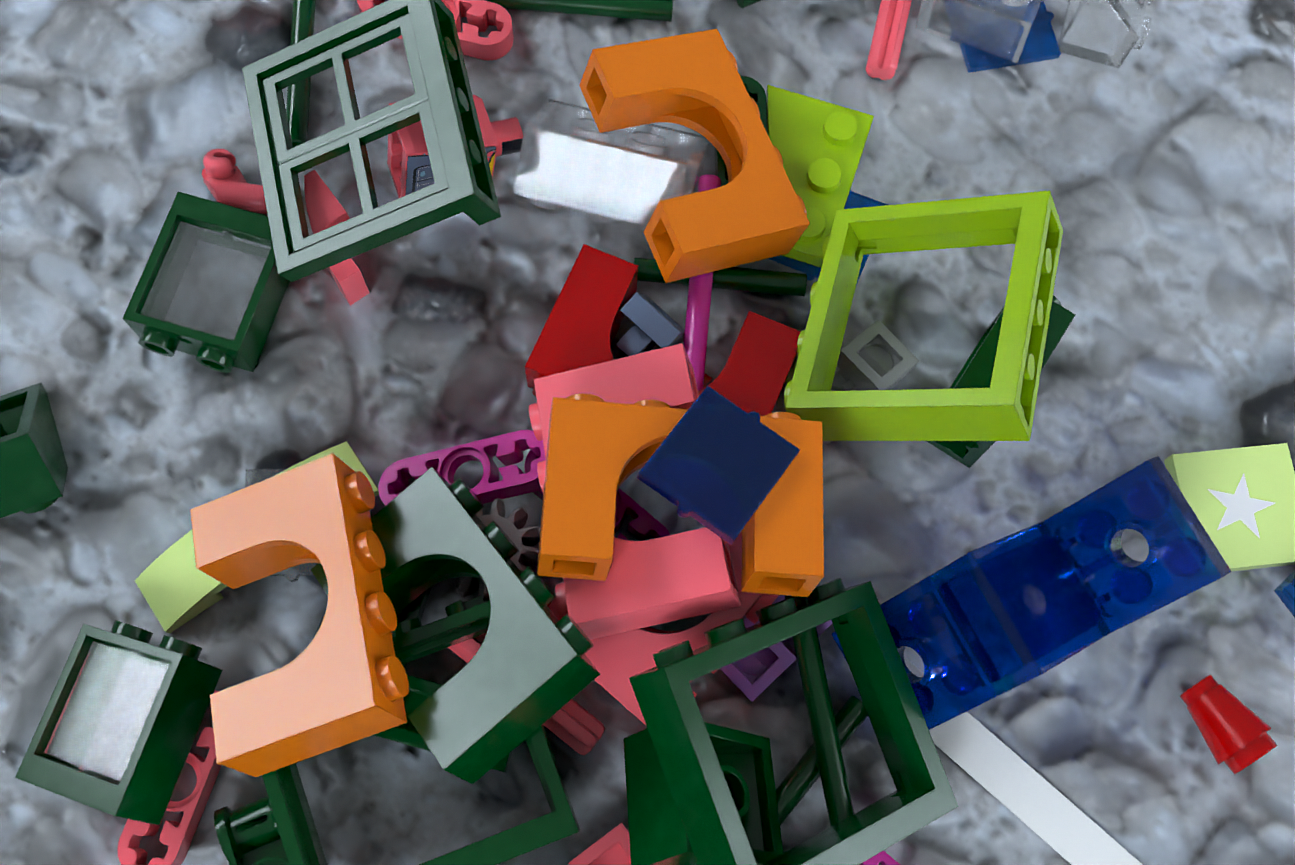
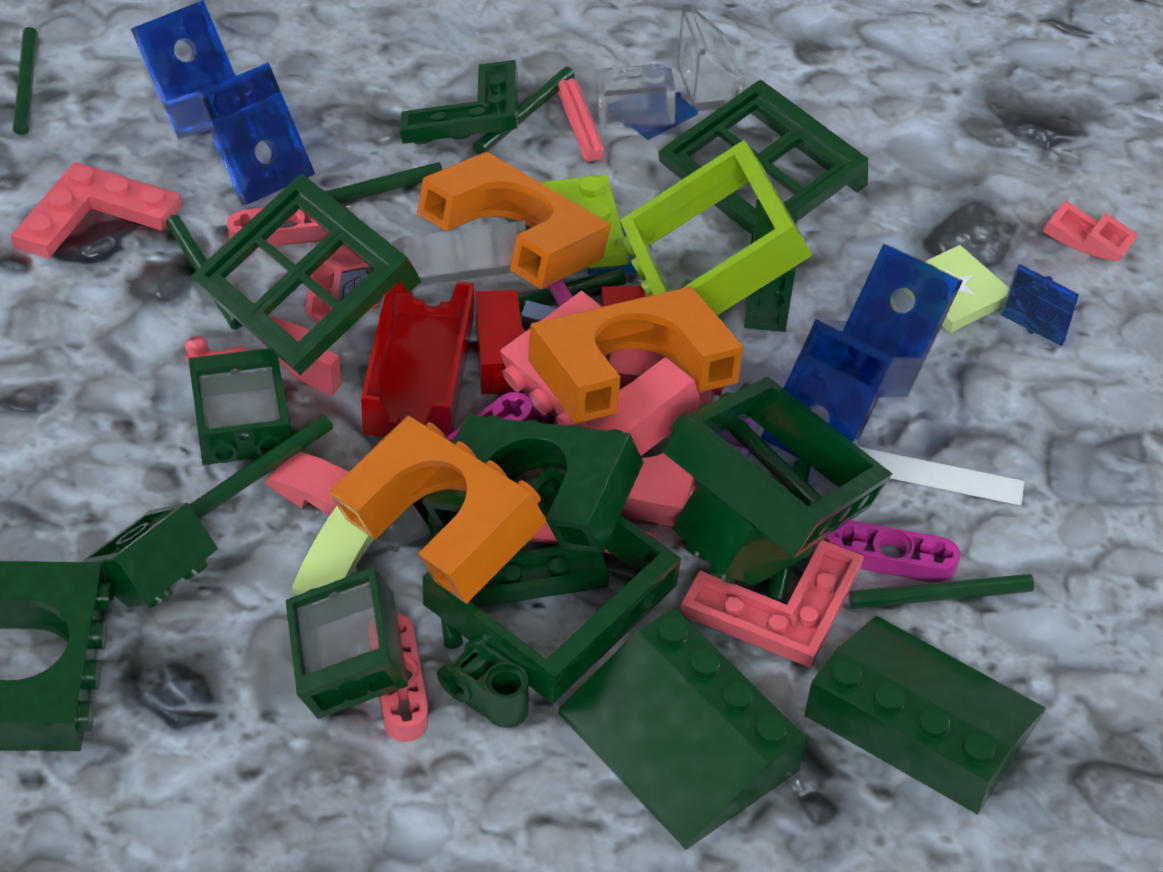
camera: 25 degrees left, 25 degrees down
(178, 390) = (261, 466): none -> dark green bar
(239, 436) = (307, 480): none -> coral slope
(456, 321) = (417, 361): none -> red brick
(718, 464) = (648, 318): clear blue piece -> none
(1176, 159) = (796, 128): none -> dark green window
(1227, 725) = (1019, 387): red cone -> none

